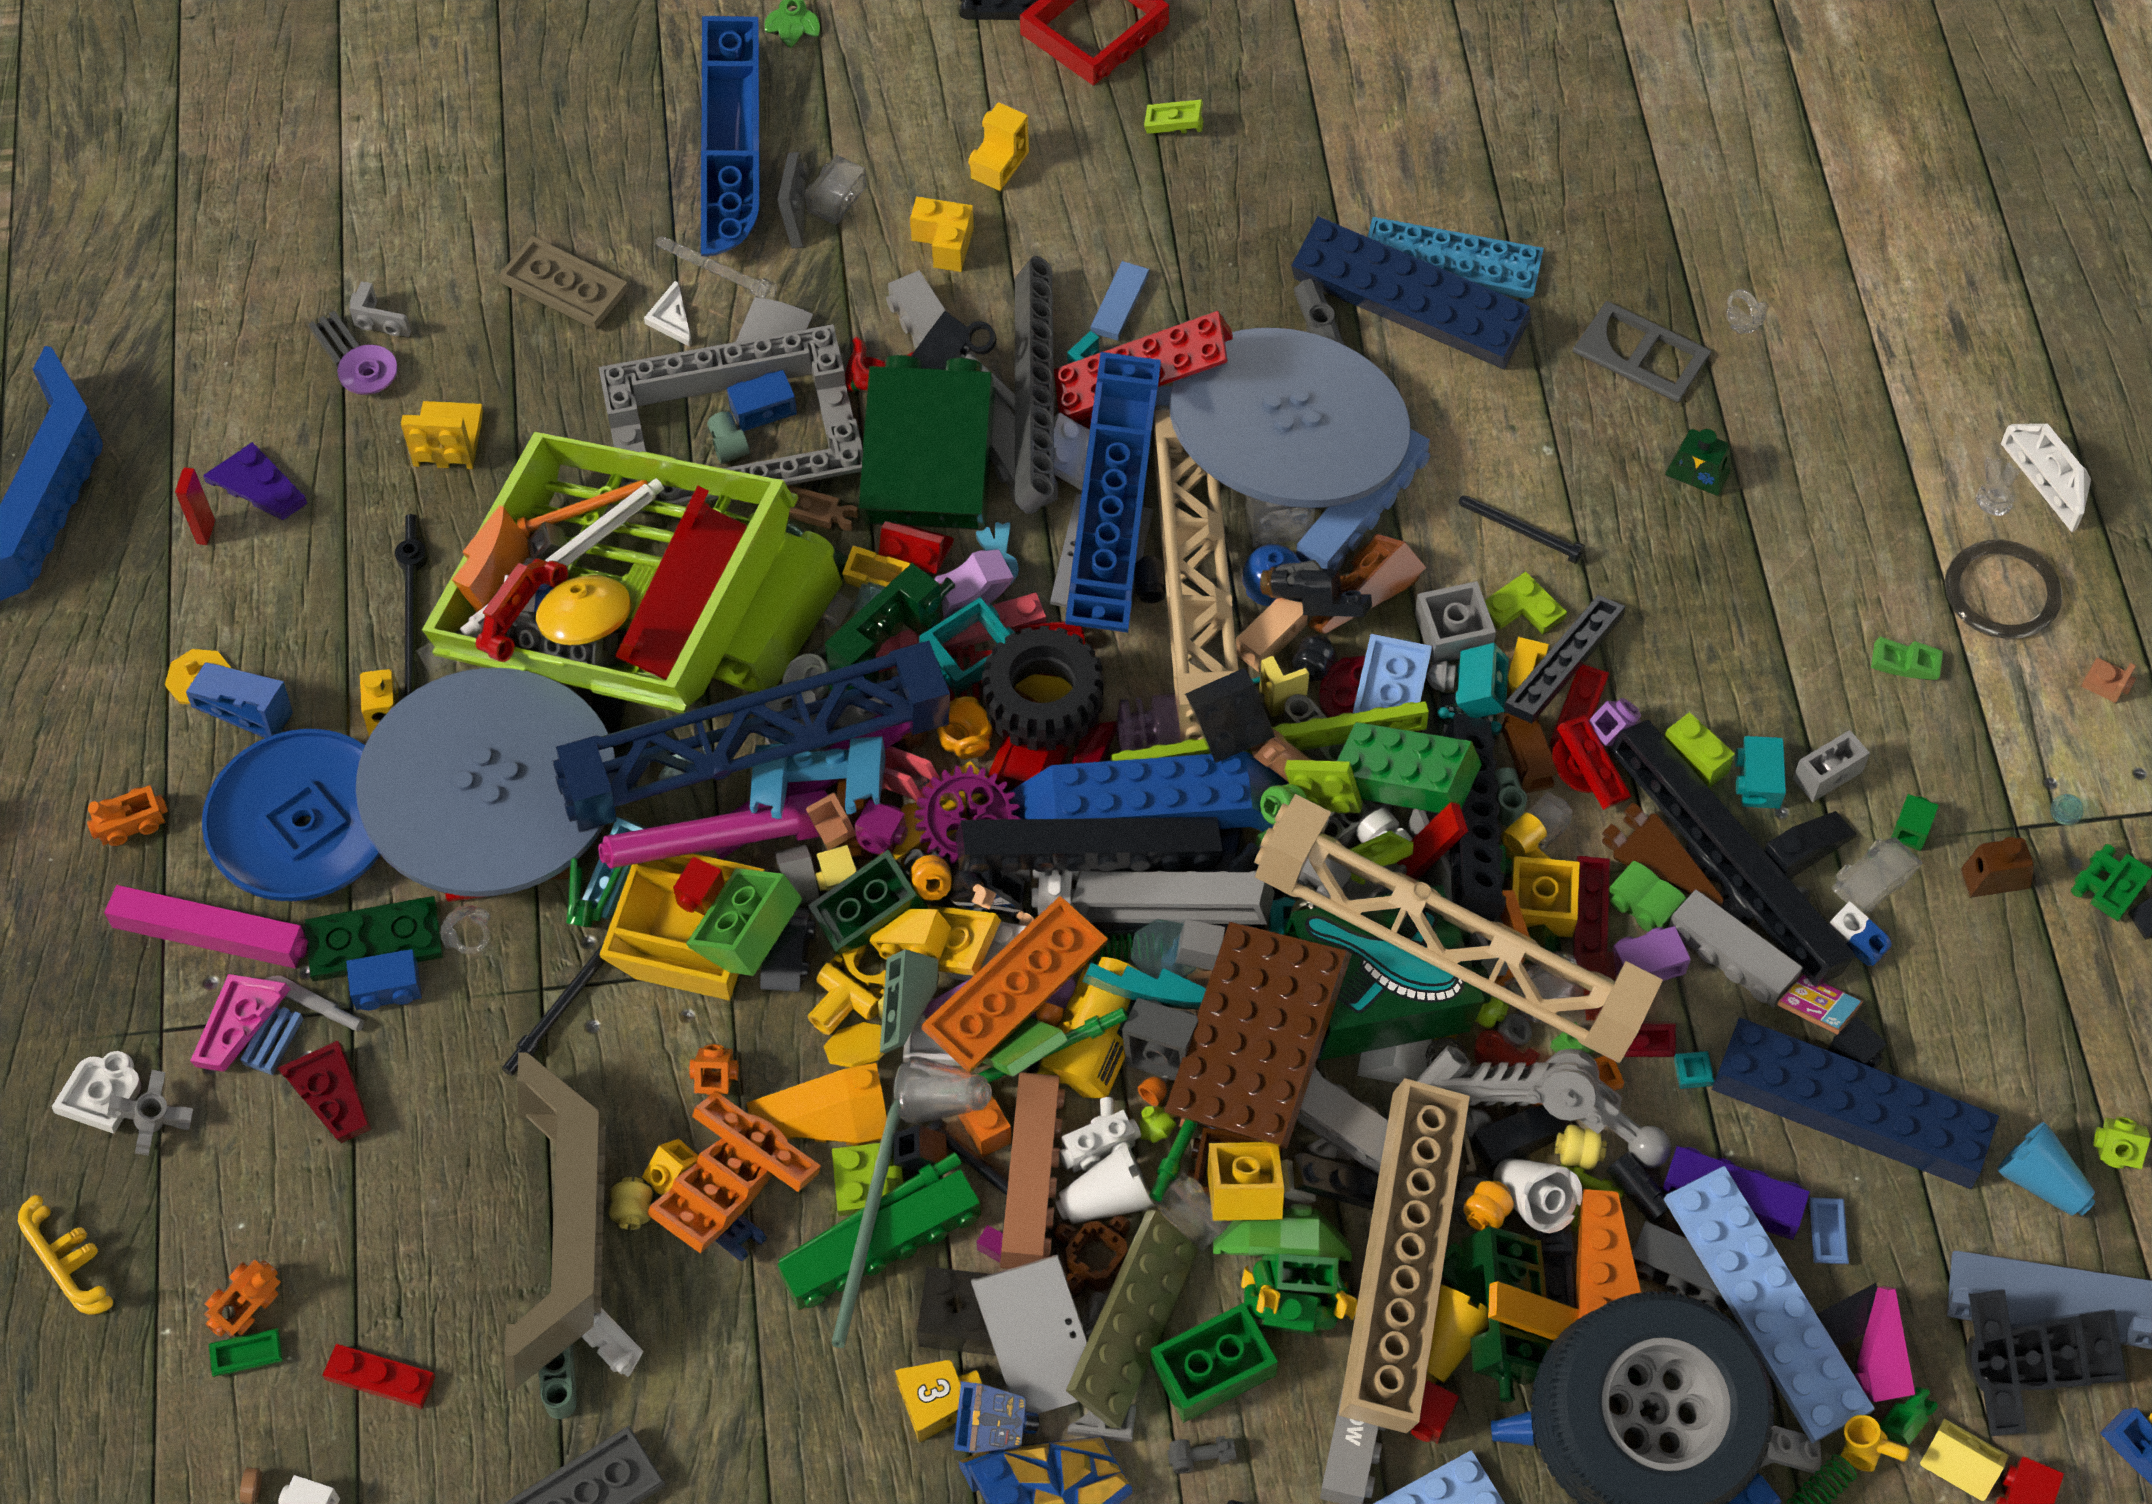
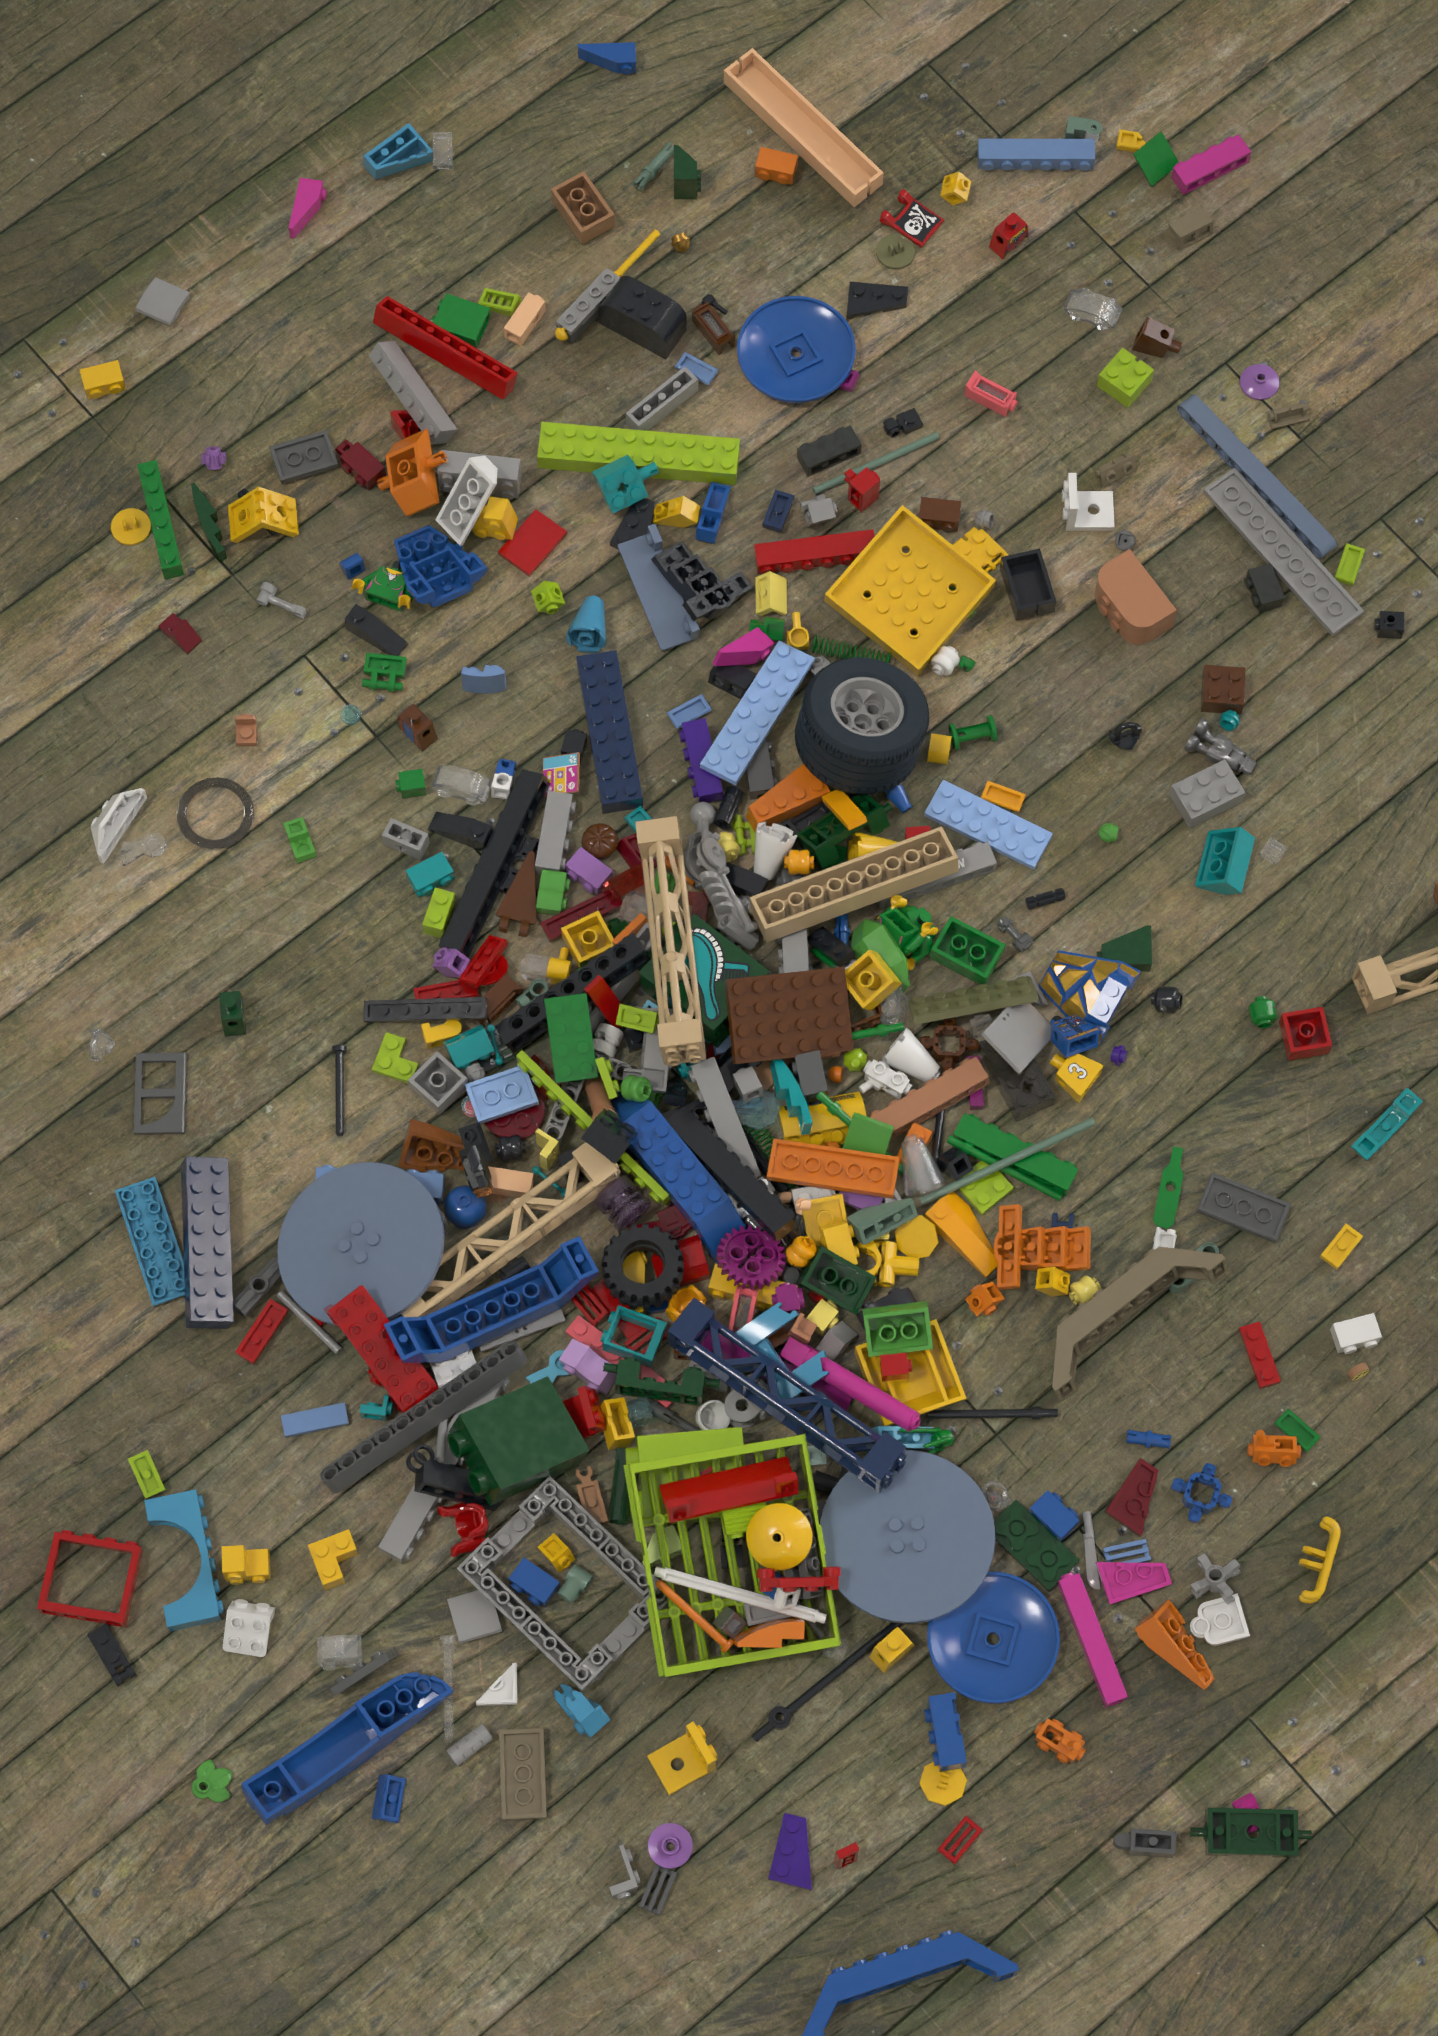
camera: 125 degrees left, 10 degrees up
(125, 672) = (947, 1855): none -> red tile
(128, 1017) = (1166, 1636): none -> orange wedge
(279, 1191) = (1206, 1478): none -> blue piece
(386, 1158) = (1148, 1439): none -> blue pin
(569, 369) = (584, 1712): none -> dark azure piece
(636, 251) = (469, 1745): none -> light grey axle
(644, 159) = (388, 1798): none -> blue slope
(676, 1401) = (1168, 1200): none -> green piece
(778, 439) = (556, 1552): none -> yellow bracket
(922, 1473) = (1118, 1055): none -> dark purple plate
(935, 125) = (247, 1628): none -> white bracket
(1097, 131) = (201, 1602): none -> dark azure arch
(1262, 297) = (261, 1331): none -> red plate
(1353, 1222) = (842, 930): none -> blue pin
(1687, 996) = (600, 840): none -> reddish brown piece
(2027, 986) = (489, 681): none -> medium blue slope

